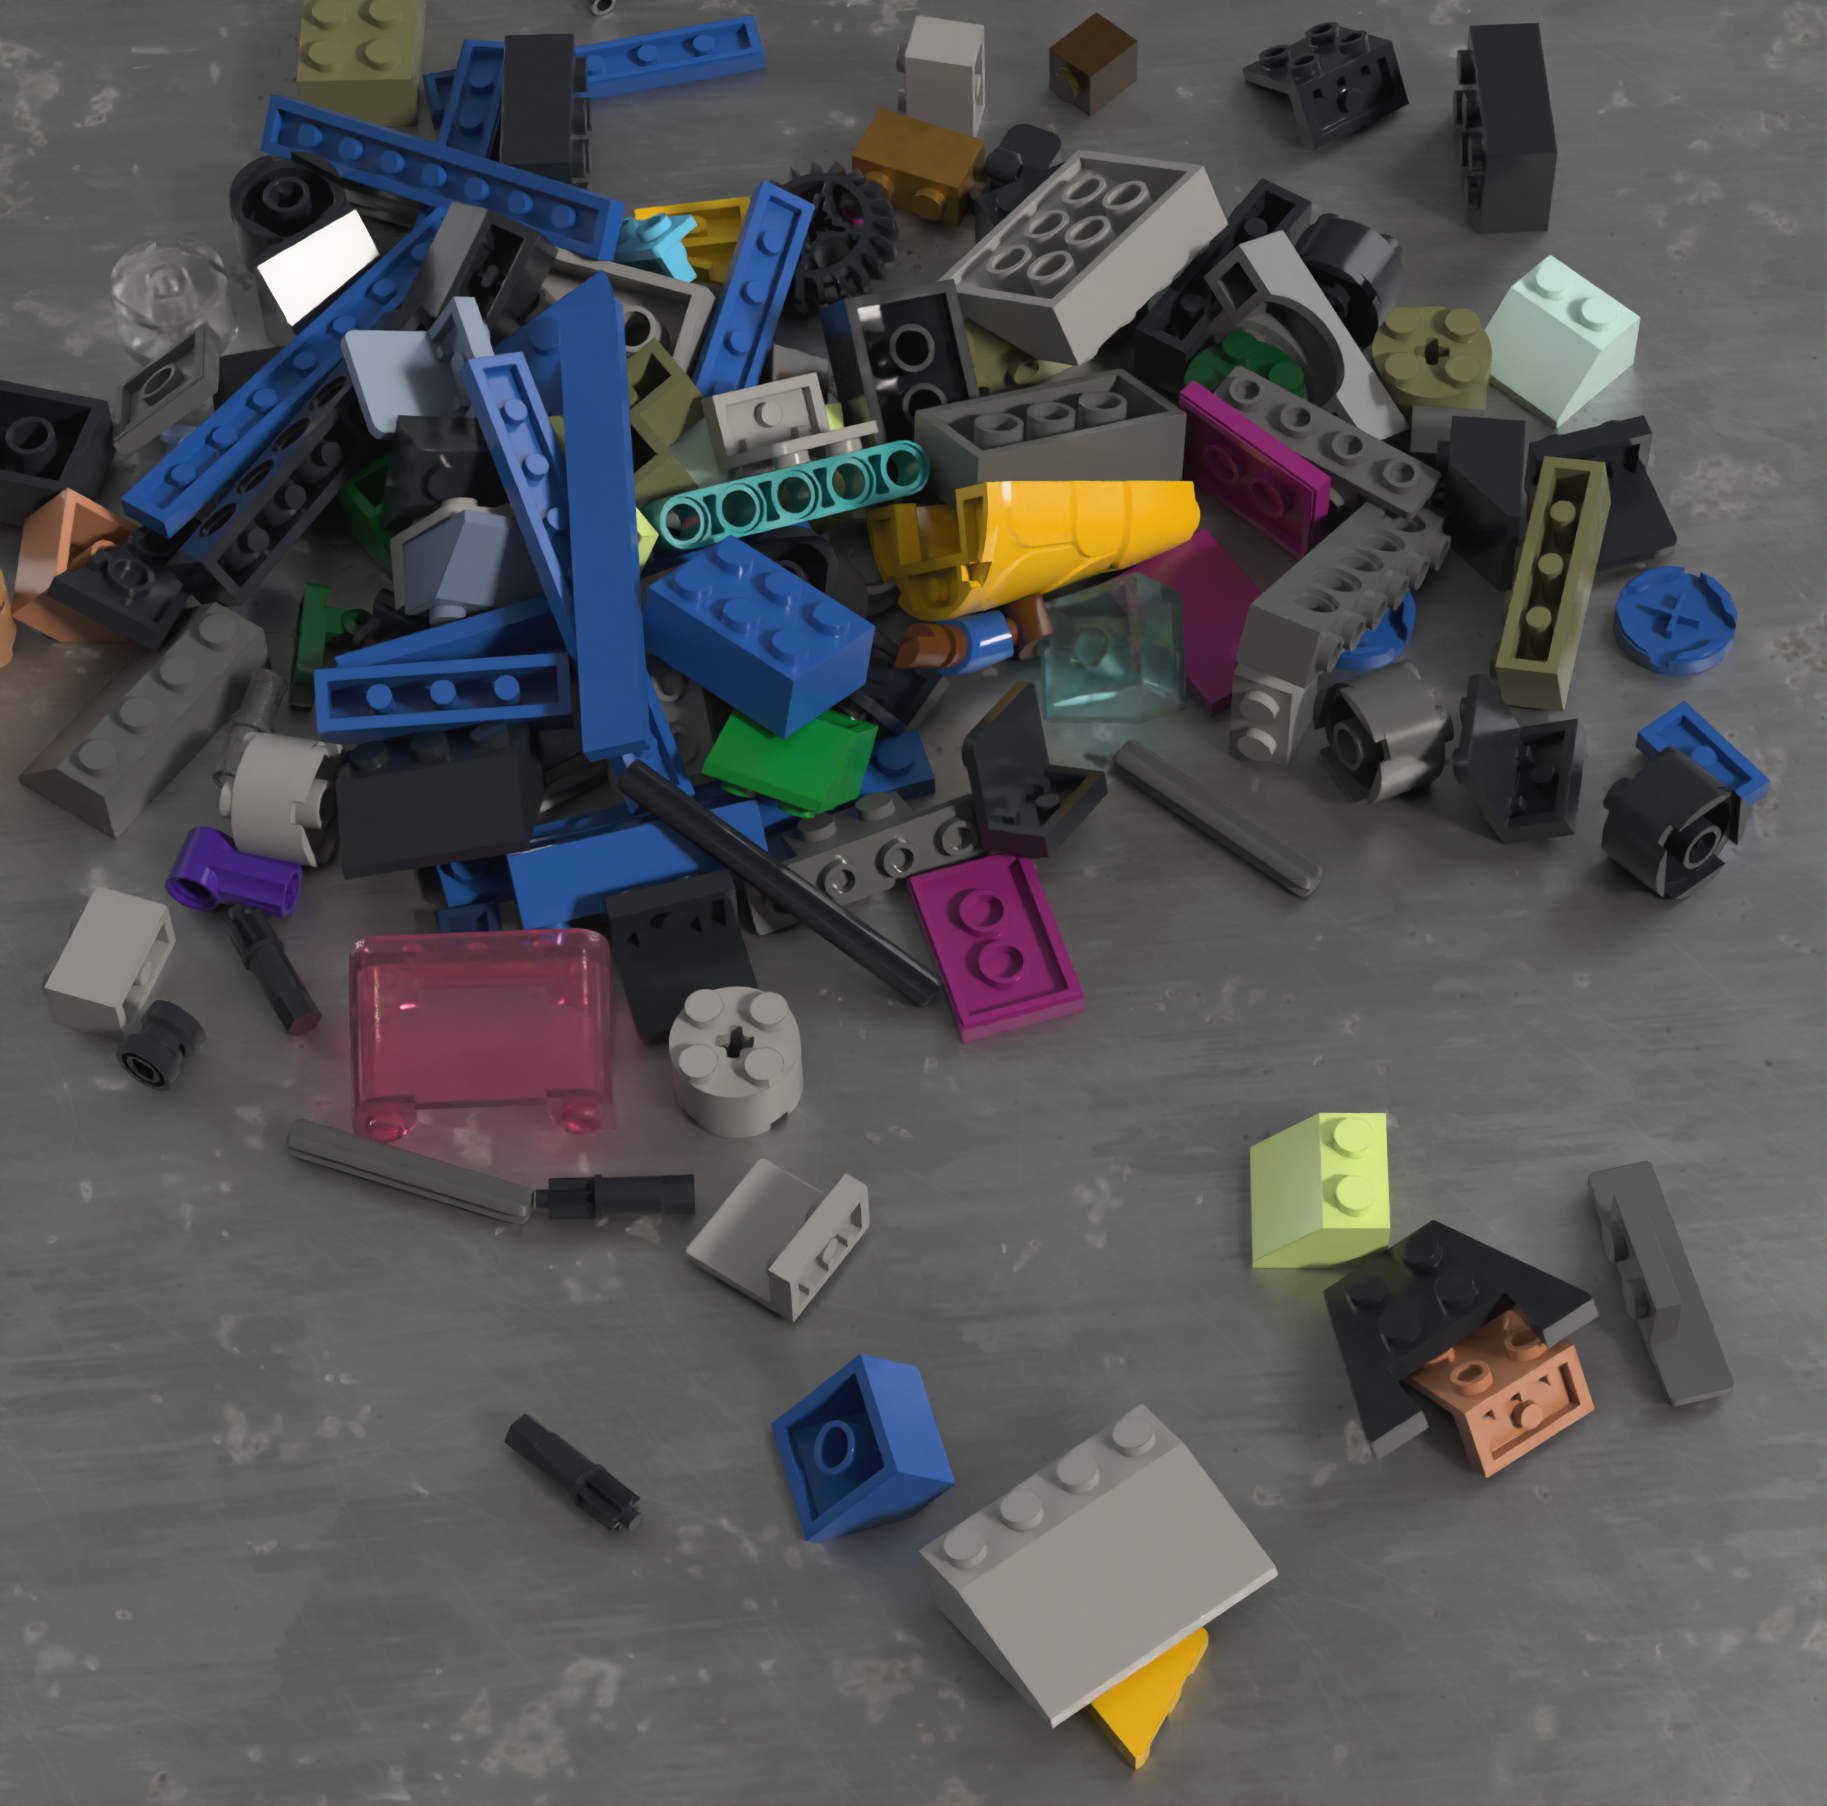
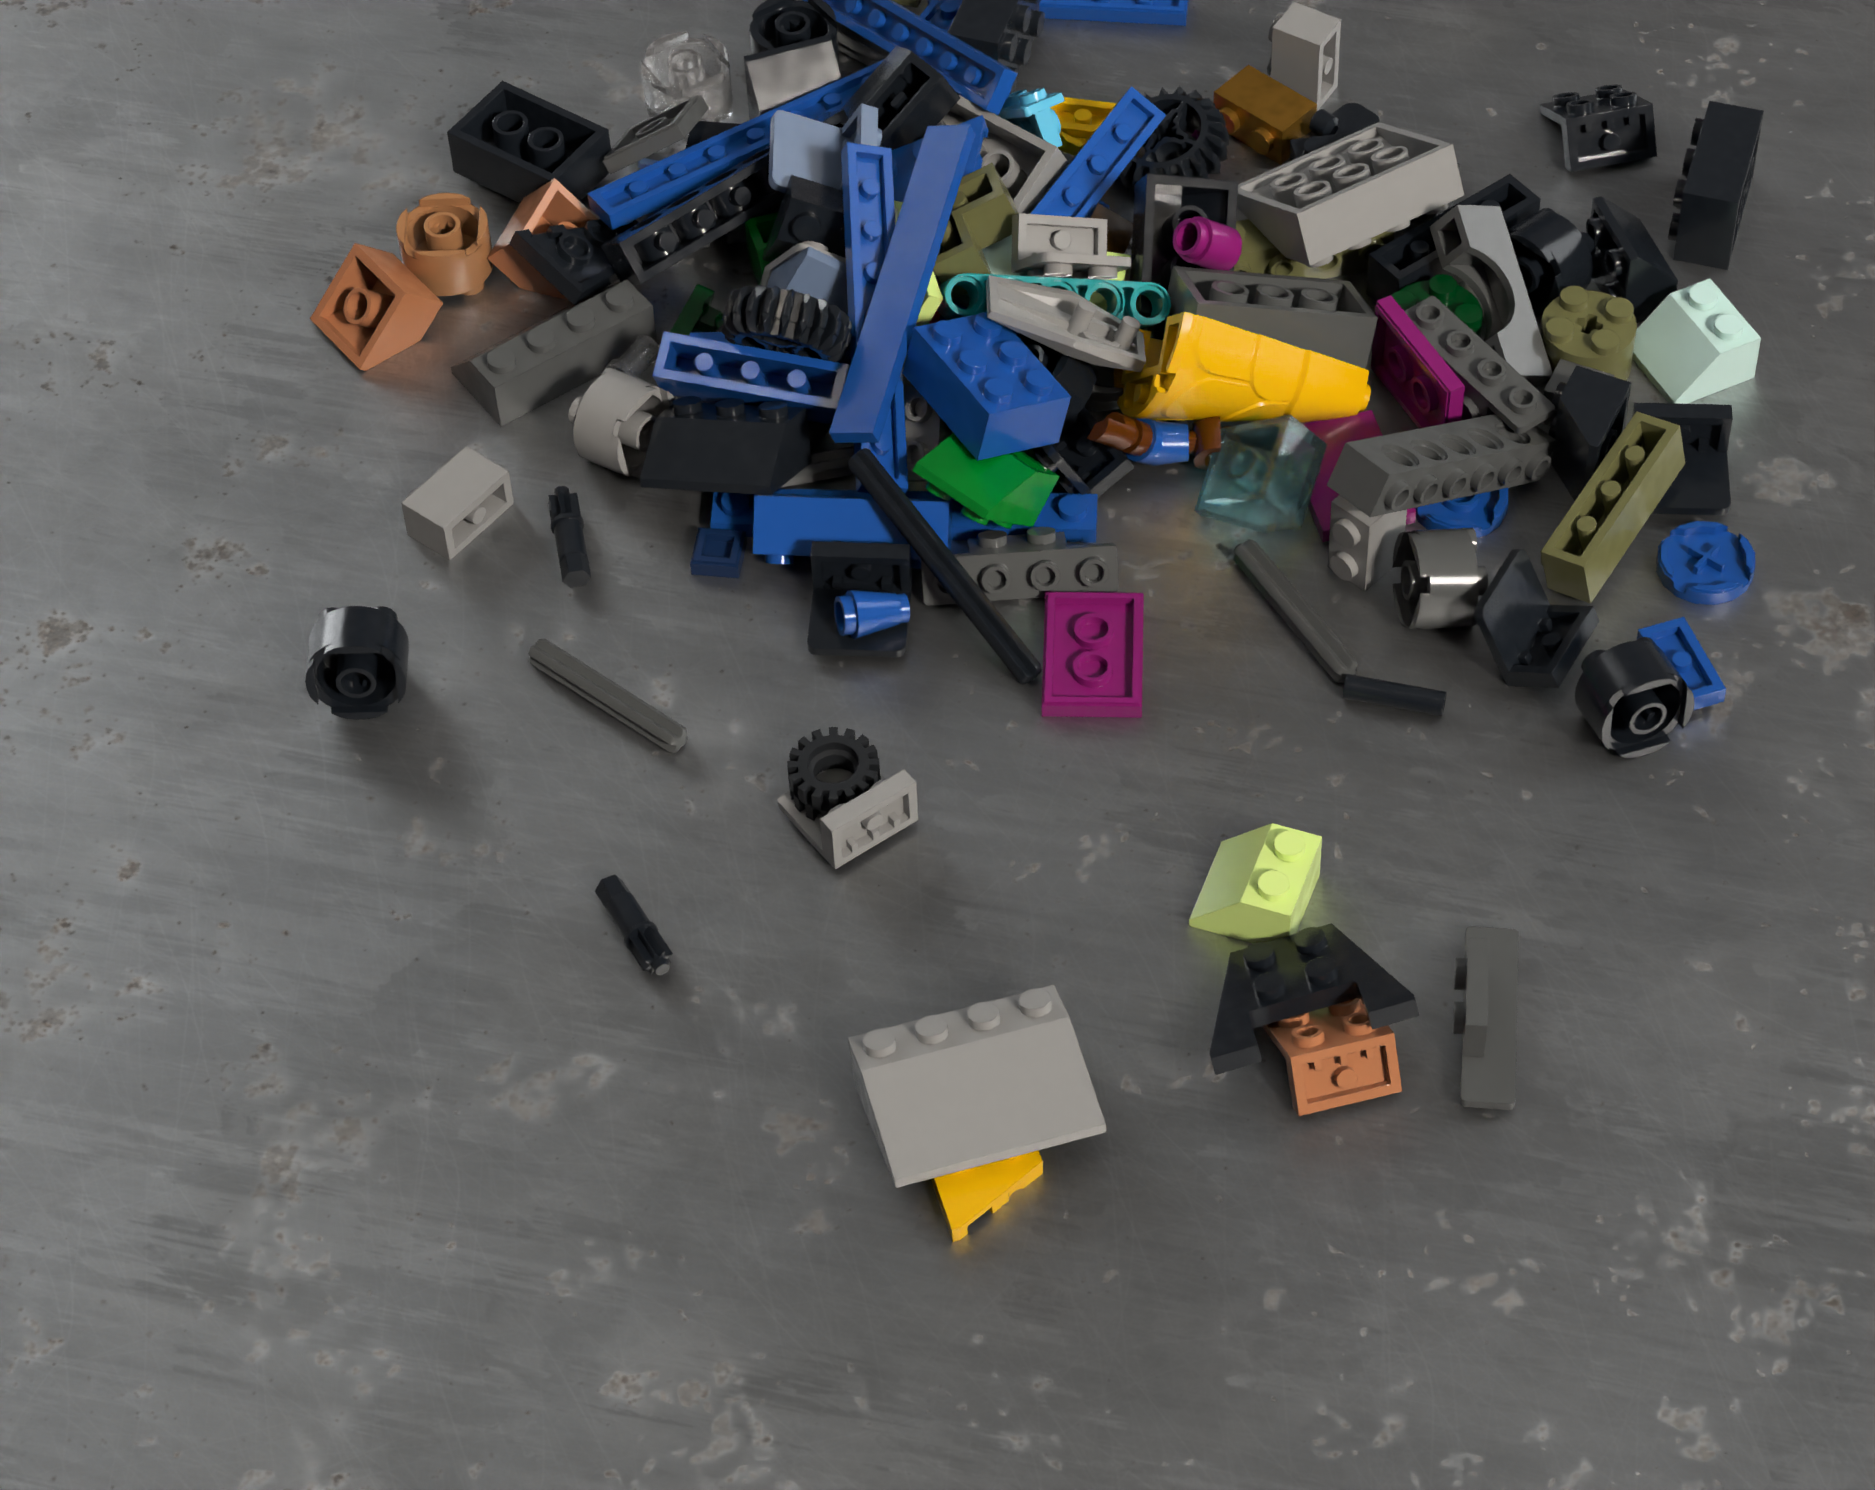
camera: 20 degrees right, 5 degrees down
(76, 1221) = (357, 661): none -> black brick
(160, 1045) = (469, 565): black wheel -> none
(215, 871) = (557, 462): dark purple piece -> none
(474, 621) = (786, 323): none -> black gear
(482, 1027) = (696, 606): clear pink windscreen -> none
(617, 1196) = (739, 749): black piece -> none
(705, 966) = (869, 612): none -> blue cone
(736, 1060) = (866, 679): light grey brick -> none
(749, 1169) = (825, 754): none -> black tyre
(822, 525) = (1066, 323): none -> light grey piece
(862, 1450) = (845, 965): blue slope -> none
(948, 371) = (1207, 243): none -> magenta brick
(1016, 792) = (1149, 540): black bracket -> none
(1092, 64) = (1425, 74): dark brown brick -> none
(1380, 895) = (1394, 695): none -> black piece
(1441, 255) = (1627, 259): none -> black slope

